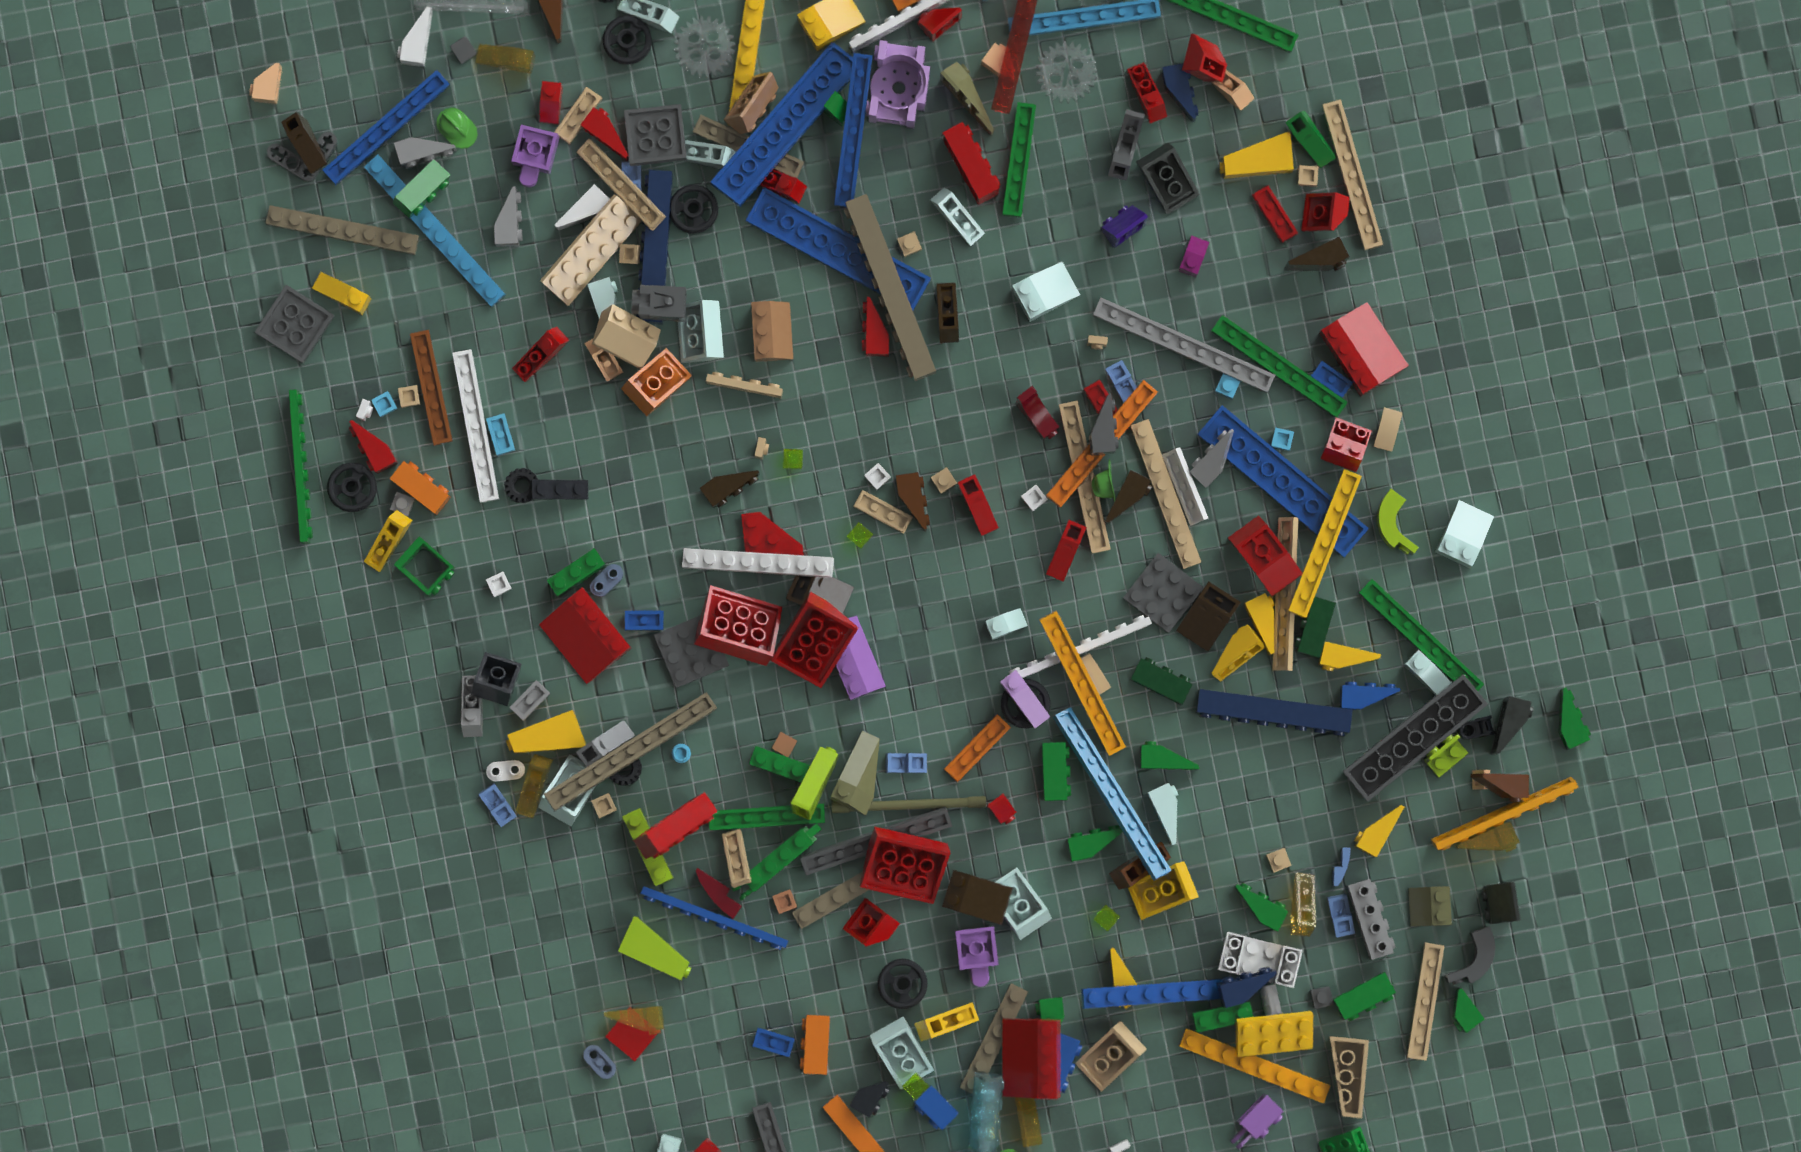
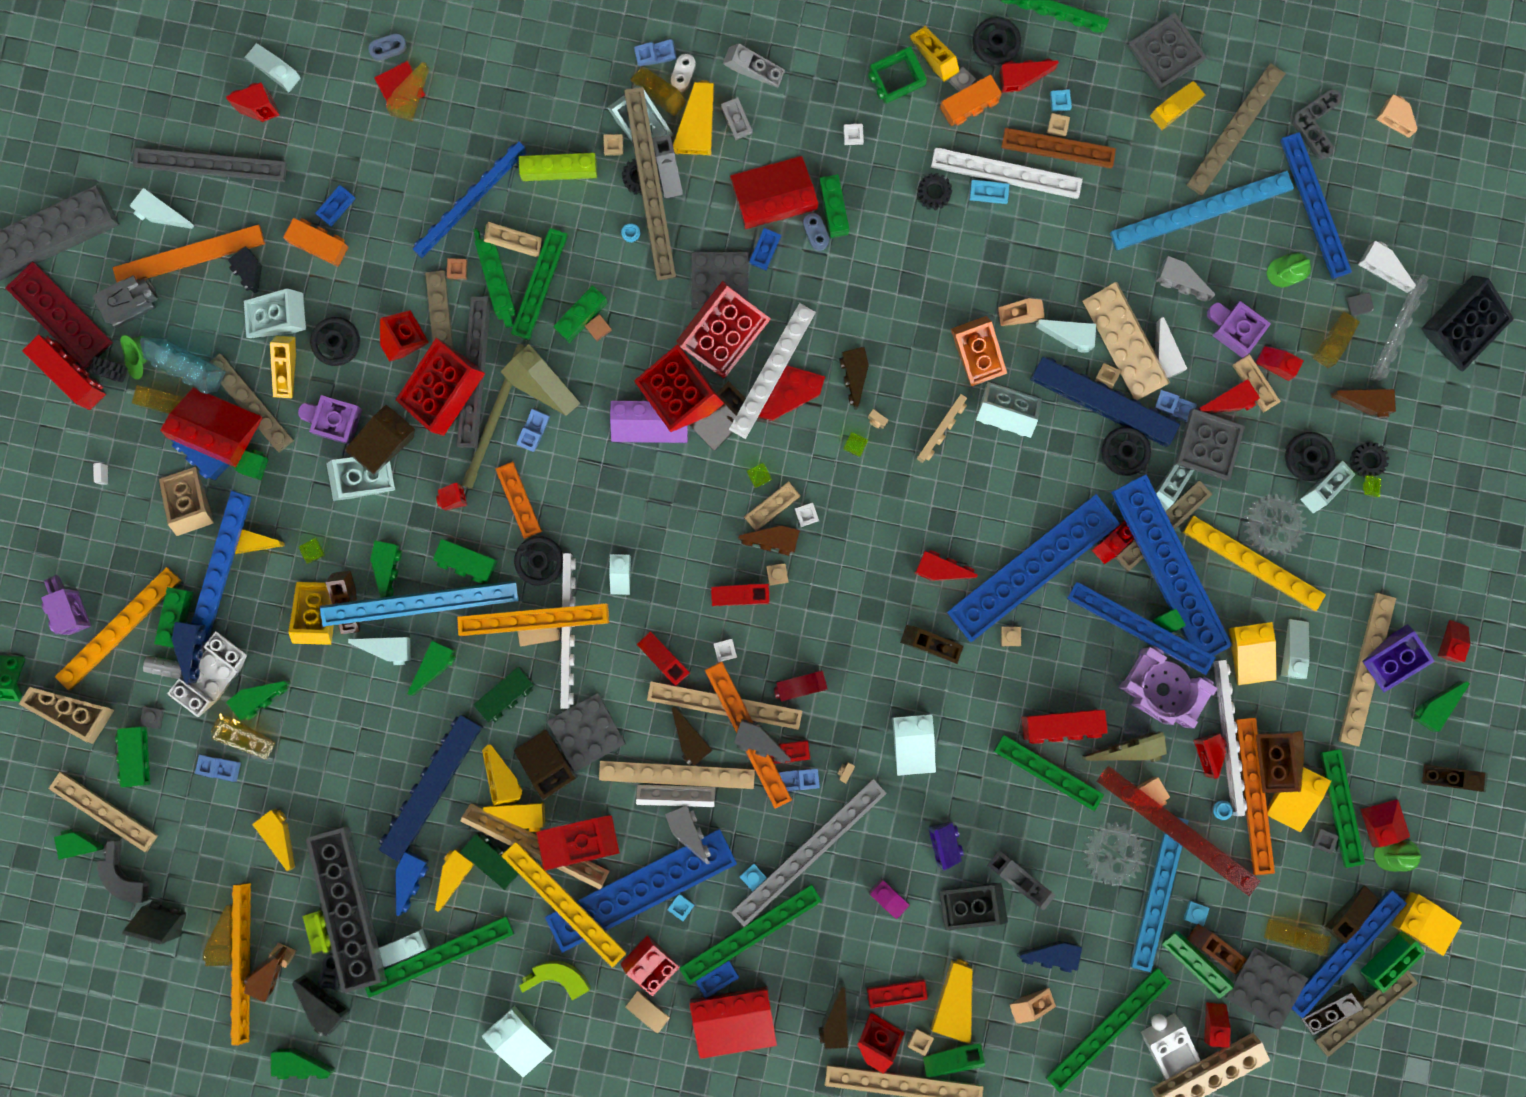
camera: 110 degrees right, 0 degrees up
(304, 141) = (1335, 124): dark brown slope -> none
(365, 410) = (1062, 80): white plate -> none
(417, 150) = (1284, 219): light grey slope -> none
(422, 189) = (1246, 211): brick -> none
(496, 679) = (767, 93): black brick -> none
(540, 353) = (1049, 258): red slope -> none
(559, 489) = (916, 221): black plate -> none
(621, 184) = (1176, 393): tan tile -> none
(625, 336) = (1033, 336): tan slope -> none
(651, 949) = (464, 133): lime slope -> none
(660, 303) = (1051, 379): dark grey piece -> none
(675, 826) = (563, 193): red brick -> none
(718, 892) = (489, 211): dark red slope -> none
(752, 103) = (1204, 545): medium nougat slope -> none
(772, 331) = (982, 475): medium nougat slope -> none
(814, 783) = (549, 337): lime slope -> none
(890, 287) = (977, 599): dark tan brick -> none
(915, 1085) = (238, 313): clear neon green plate -> none
(936, 1108) = (208, 322): blue brick -> none
(957, 216) = (1018, 692): light aqua slope -> none
(1025, 699) = (541, 559): lavender slope -> none
(1102, 484) = (710, 719): bright green piece -> none
(1147, 93) = (1062, 922): red slope -> none
(1204, 60) = (1072, 990): red slope -> none
(1274, 1033) = (134, 658): yellow plate -> none
(1278, 860) = (294, 732): tan plate -> none
(1339, 872) = (257, 784): medium blue slope -> none
(1370, 919) = (200, 793): light grey brick -> none
(1430, 906) = (187, 855): olive slope -> none

